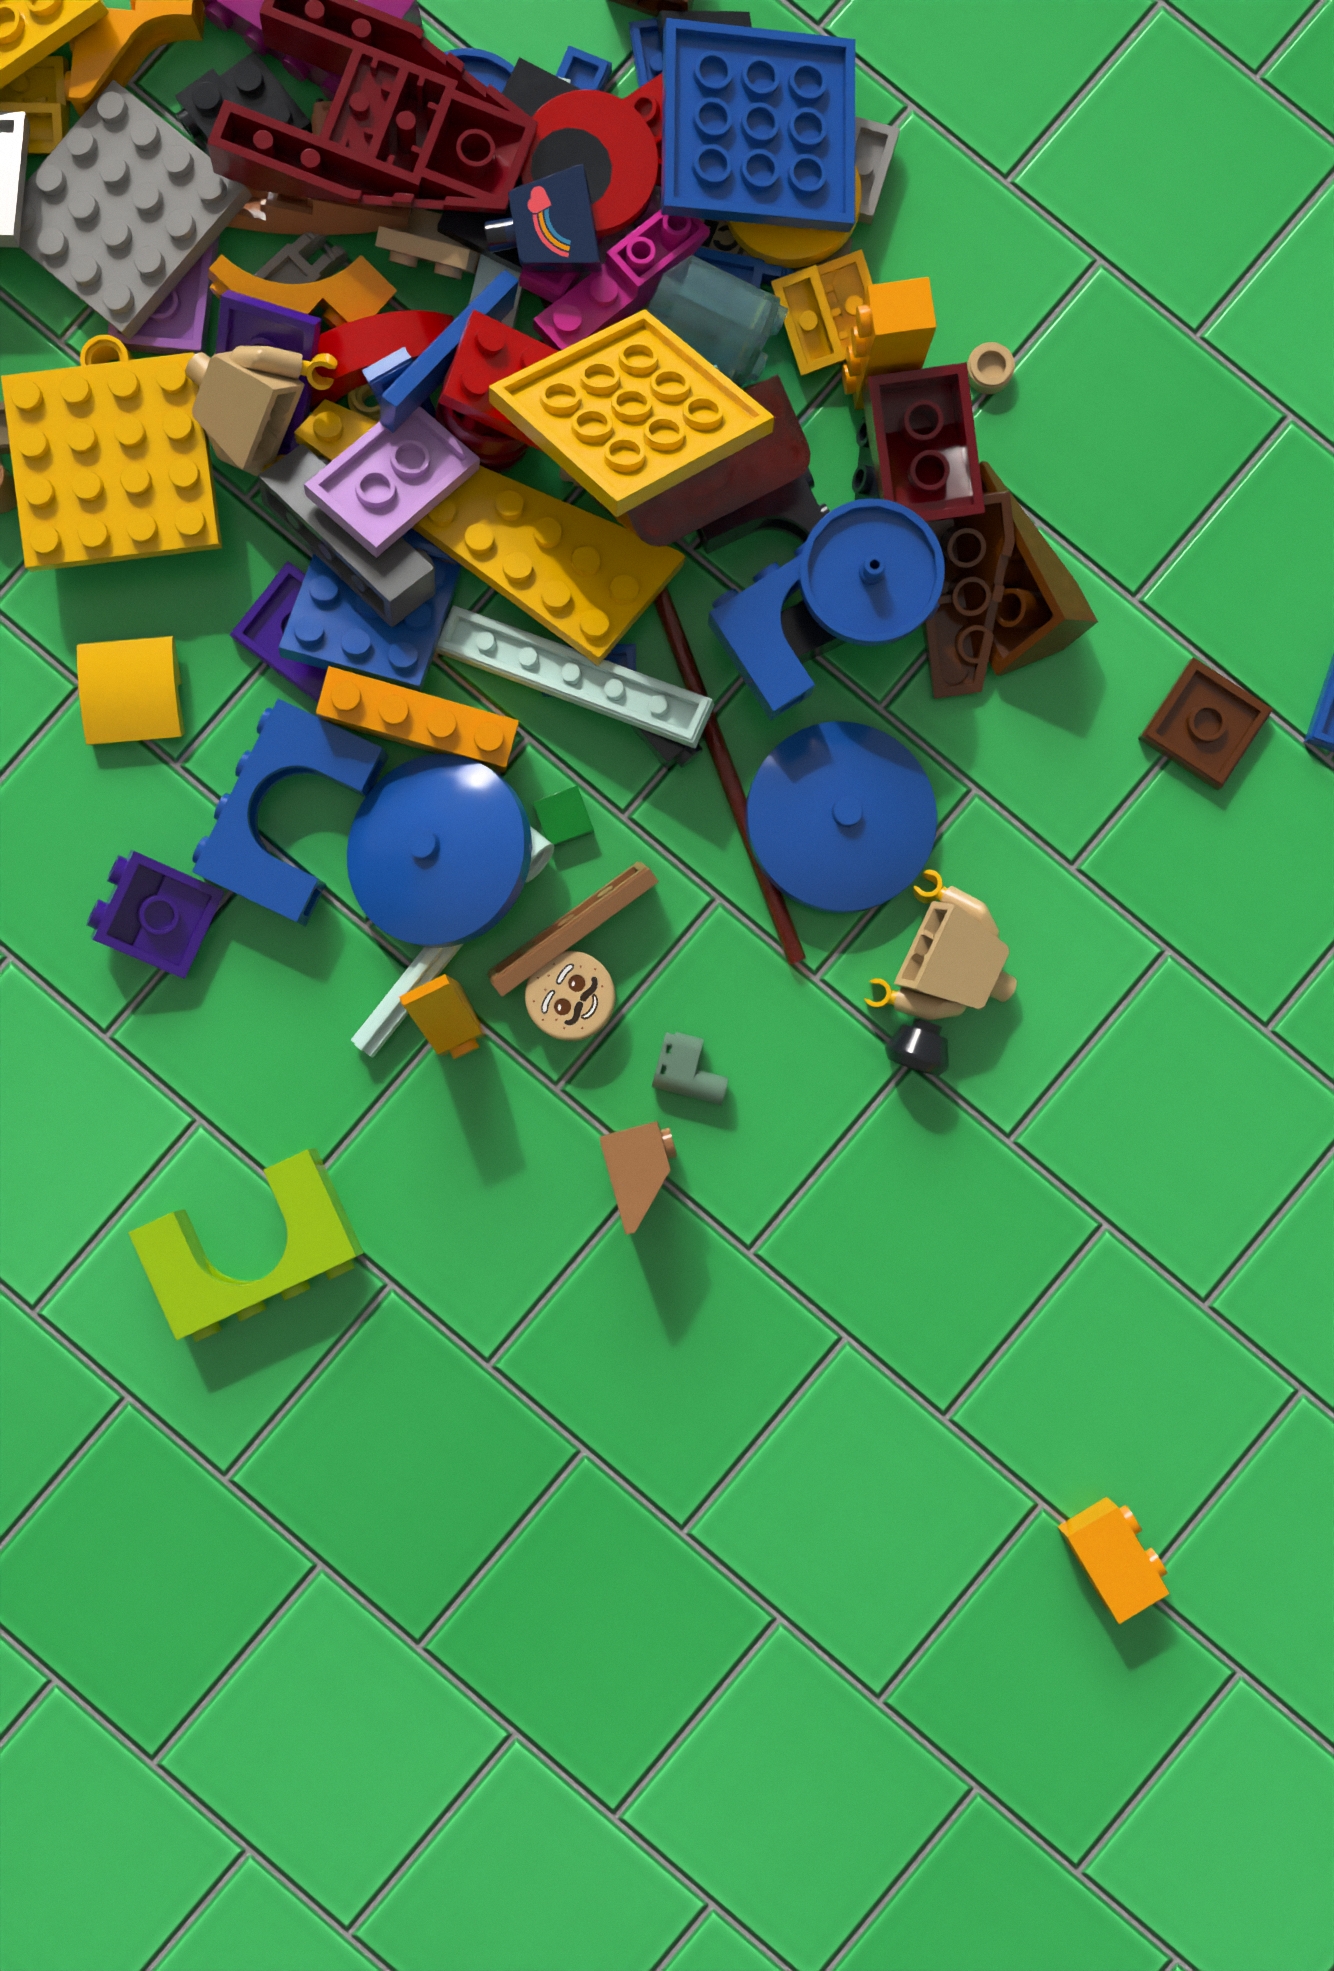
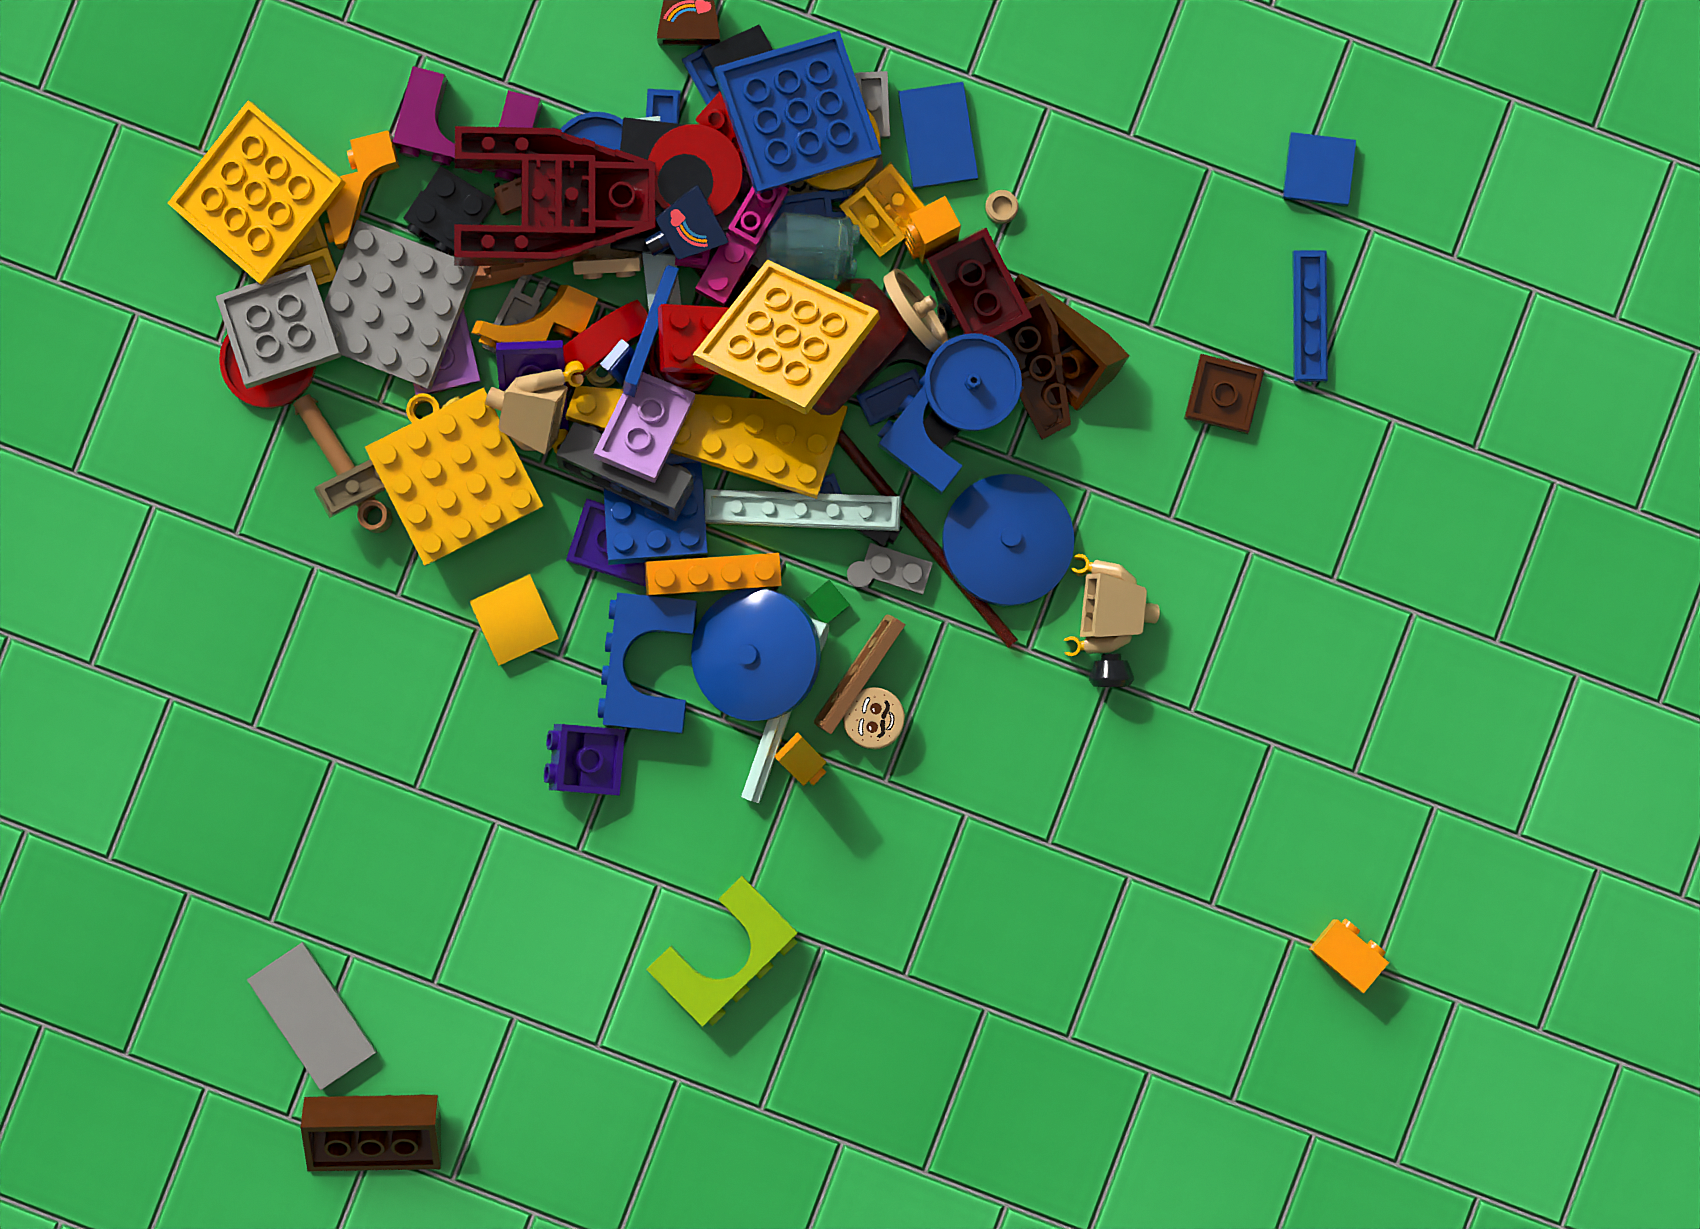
camera: 20 degrees left, 0 degrees up
(637, 1168) = (957, 812): medium nougat slope -> none
(667, 801) = (890, 568): none -> light grey hinge
(681, 1072) = (962, 741): sand green piece -> none
(737, 566) = (886, 398): none -> blue tile
(824, 448) = (916, 309): none -> tan piece
(941, 236) = (938, 135): none -> blue tile

